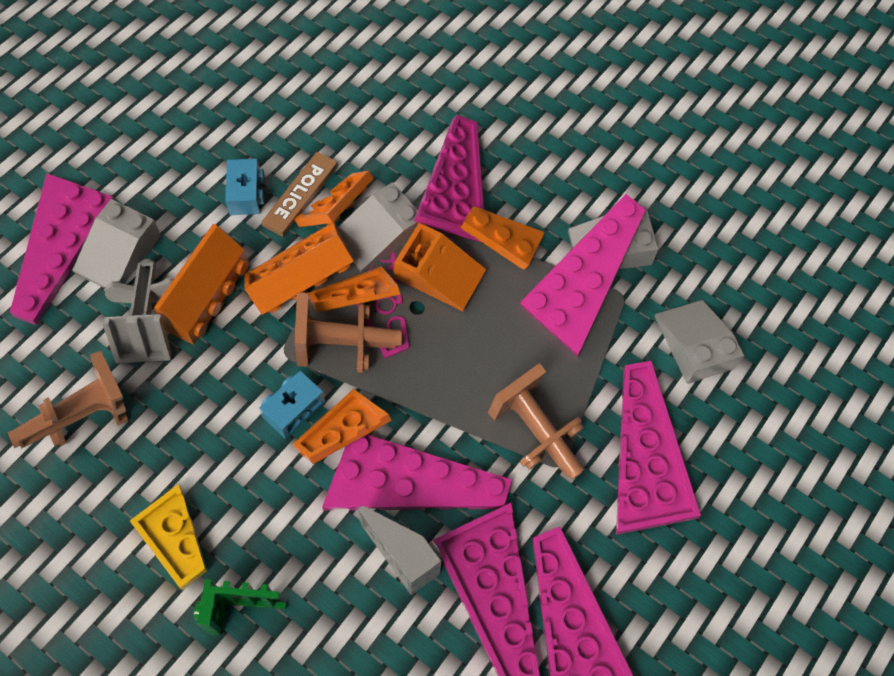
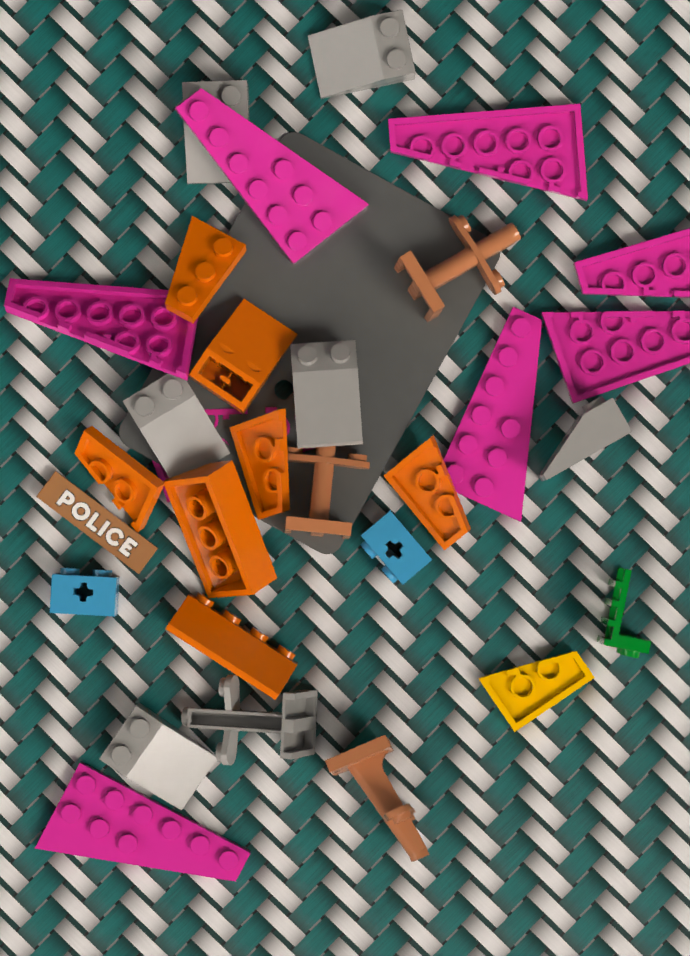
camera: 80 degrees left, 25 degrees up
(416, 327) = (326, 394): none -> light grey slope

